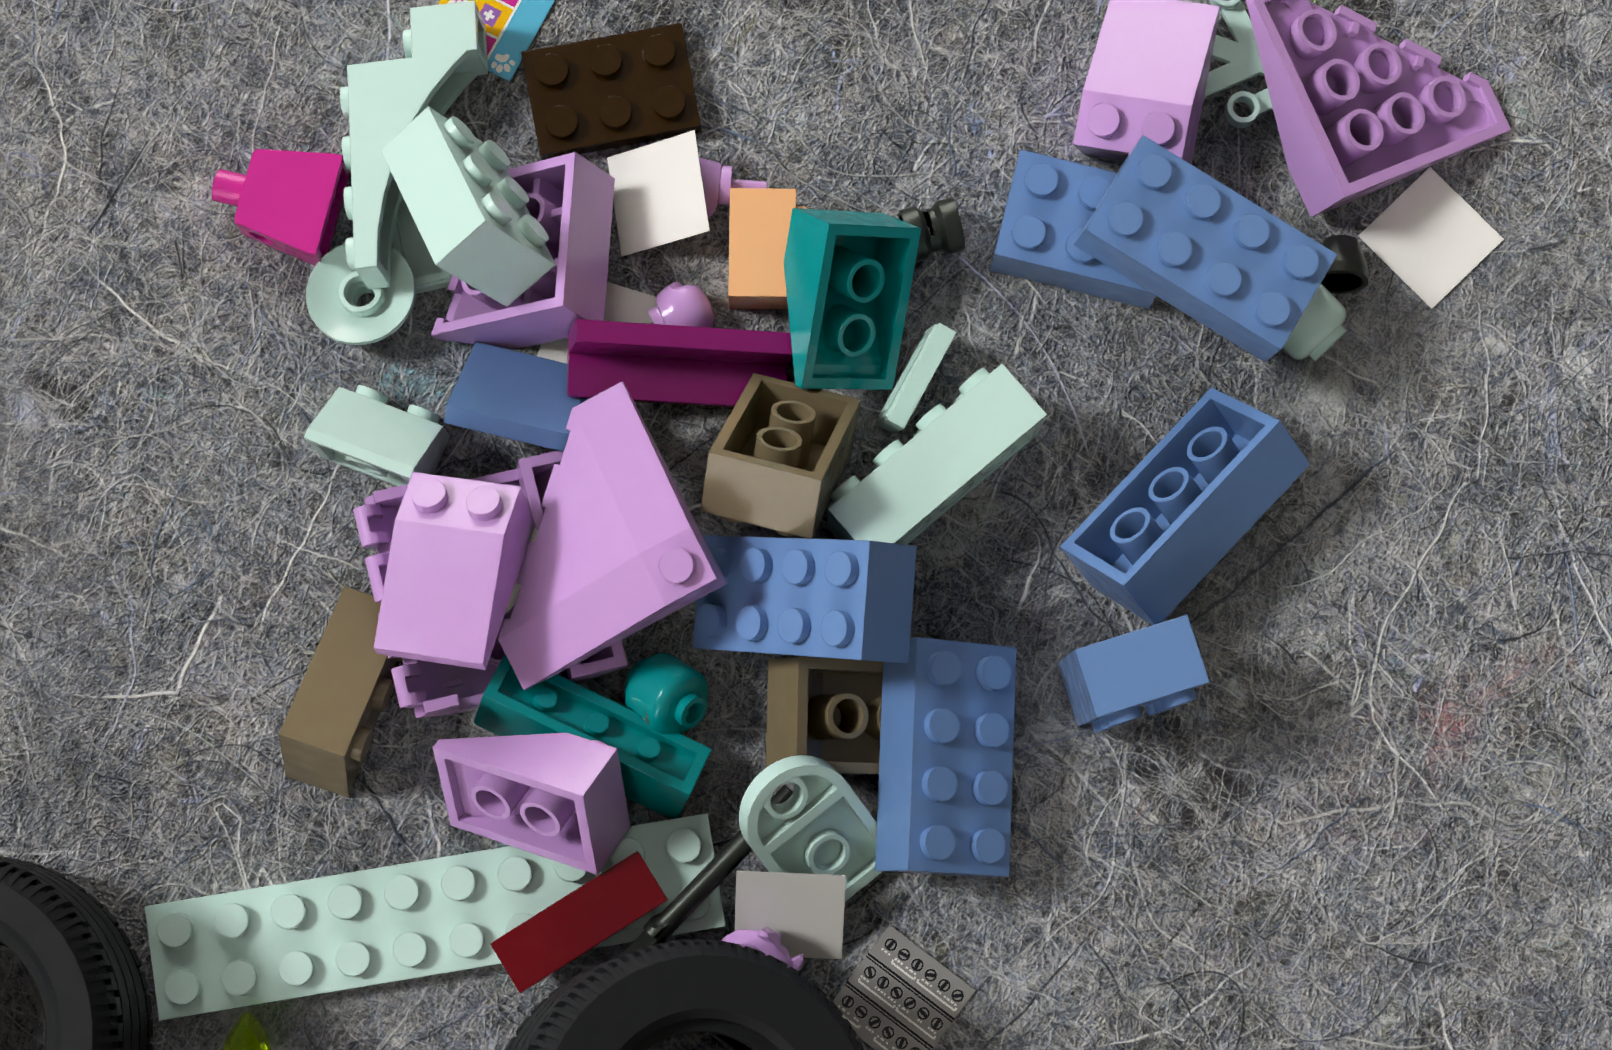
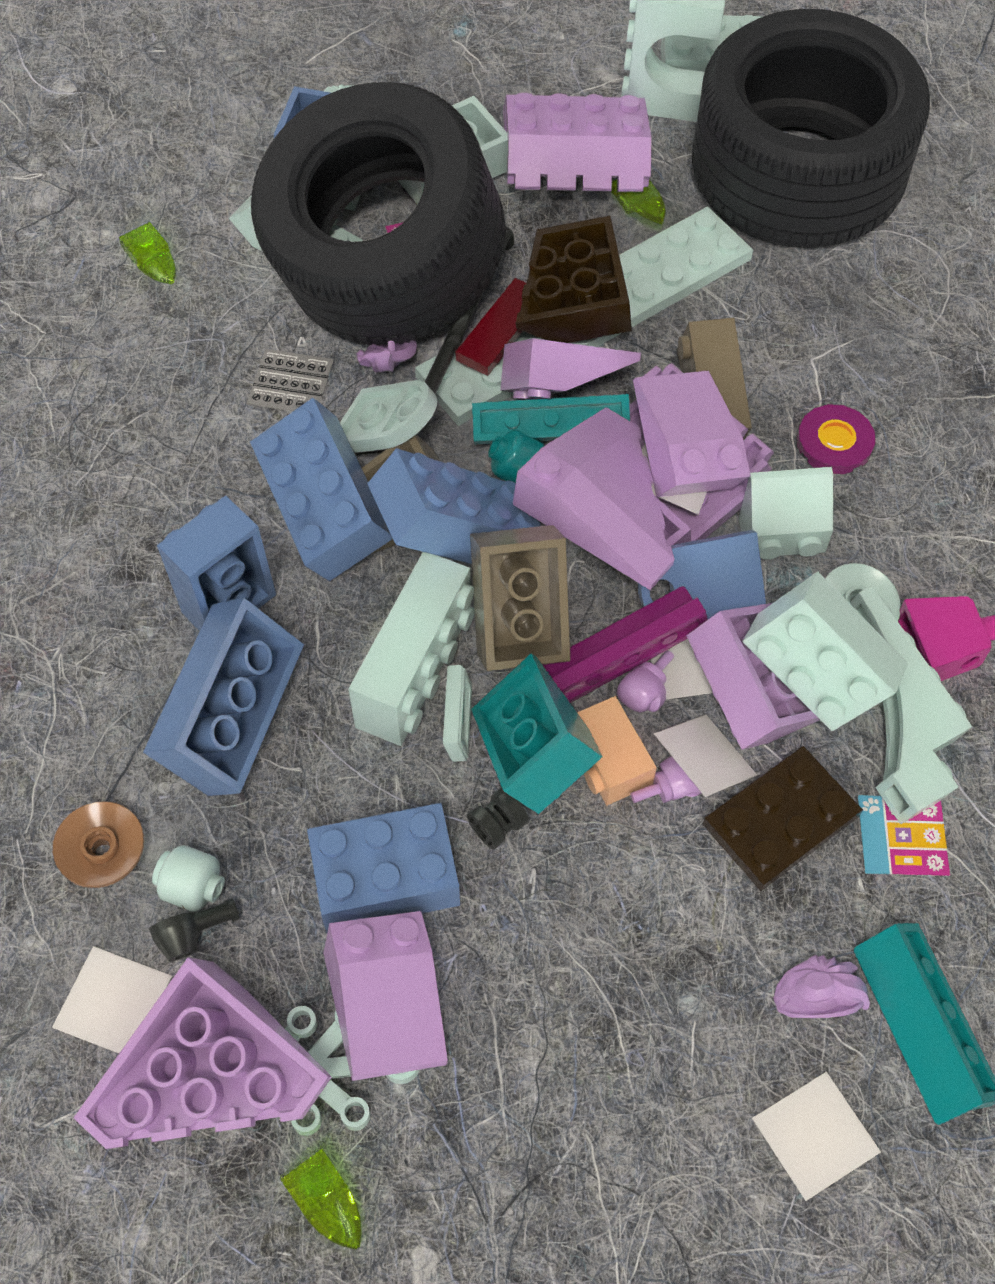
camera: 155 degrees right, 20 degrees down
(231, 544) = (836, 438): none -> magenta tile
(449, 925) = (575, 284): none -> dark brown wedge
(797, 905) = (378, 381): white sticker -> none
(1205, 249) = (281, 854): medium blue brick -> none
(1411, 393) = (87, 830): none -> medium nougat dish

